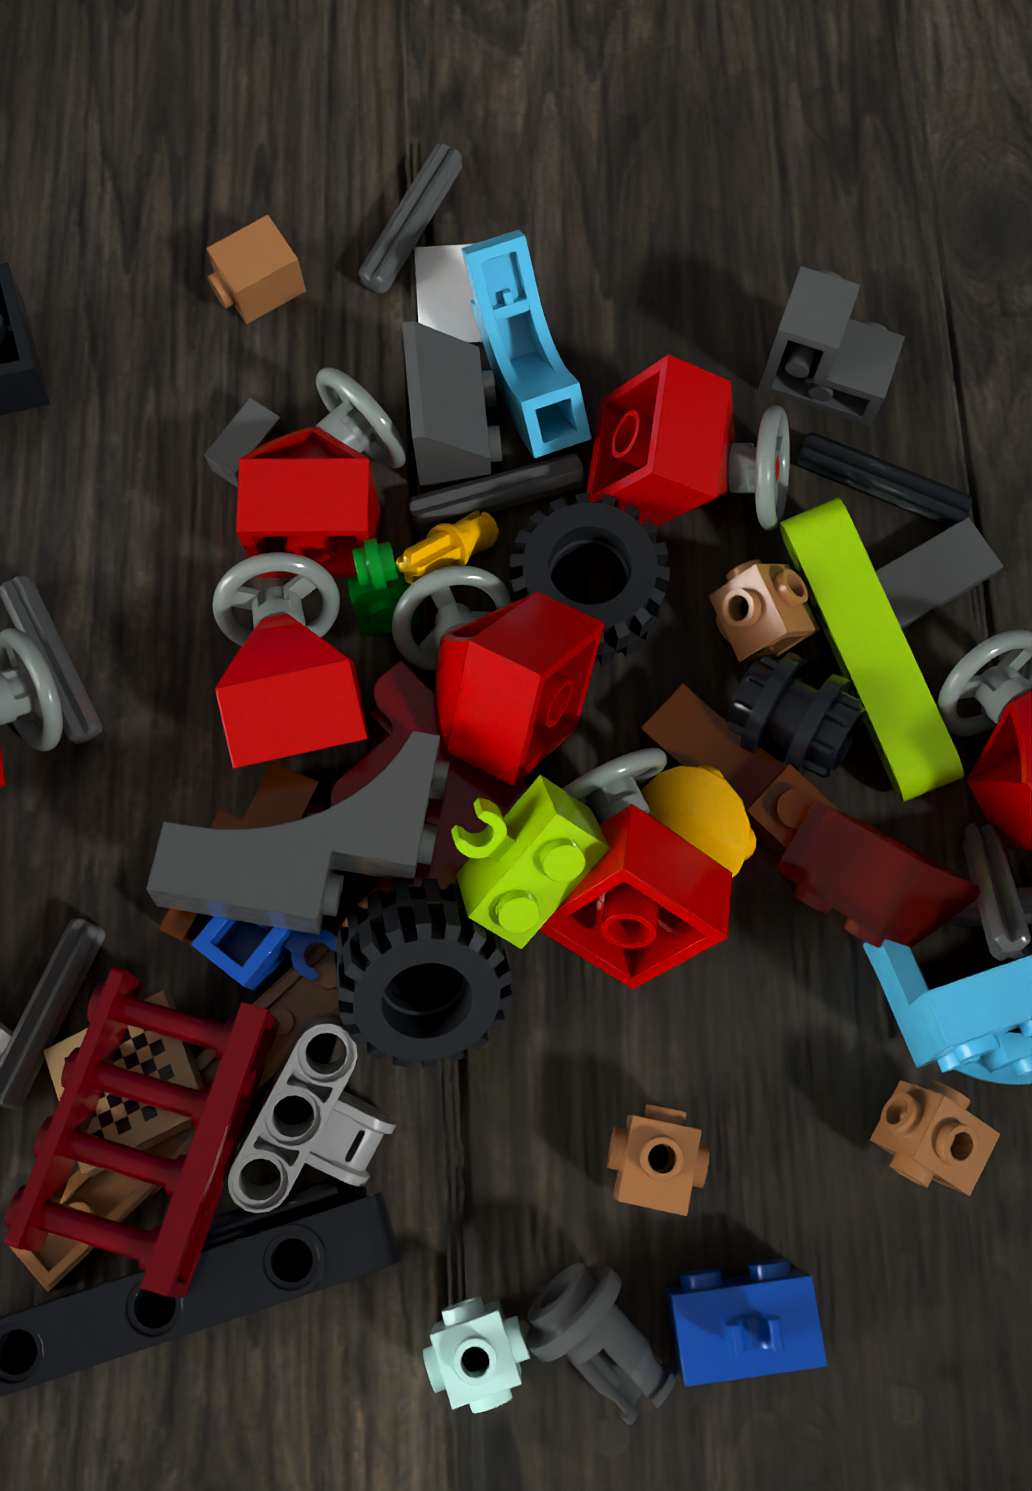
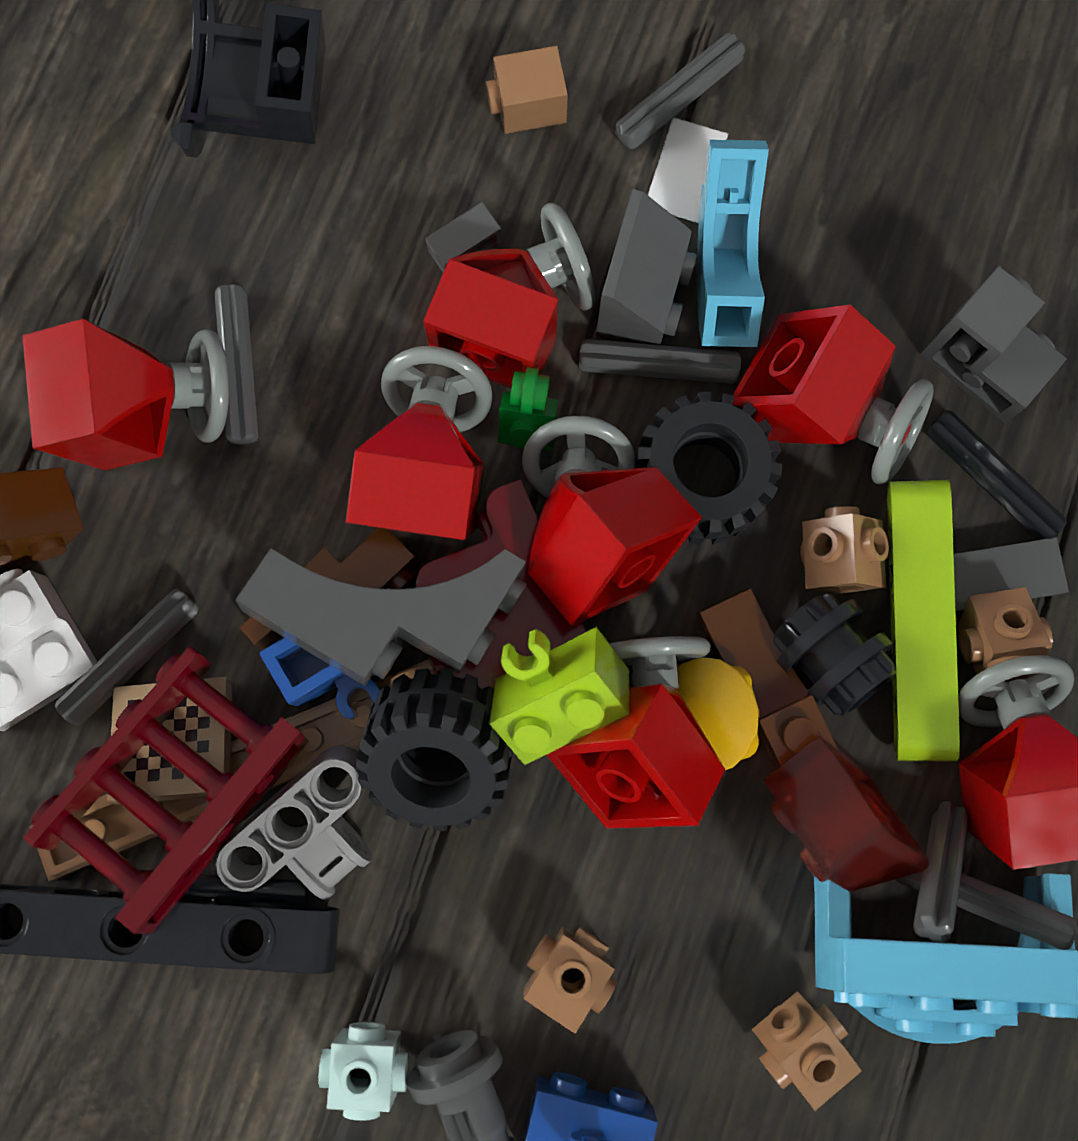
camera: 20 degrees right, 5 degrees up
(448, 546) = (598, 396): yellow axle -> none
(952, 623) = (1002, 628): none -> medium nougat brick

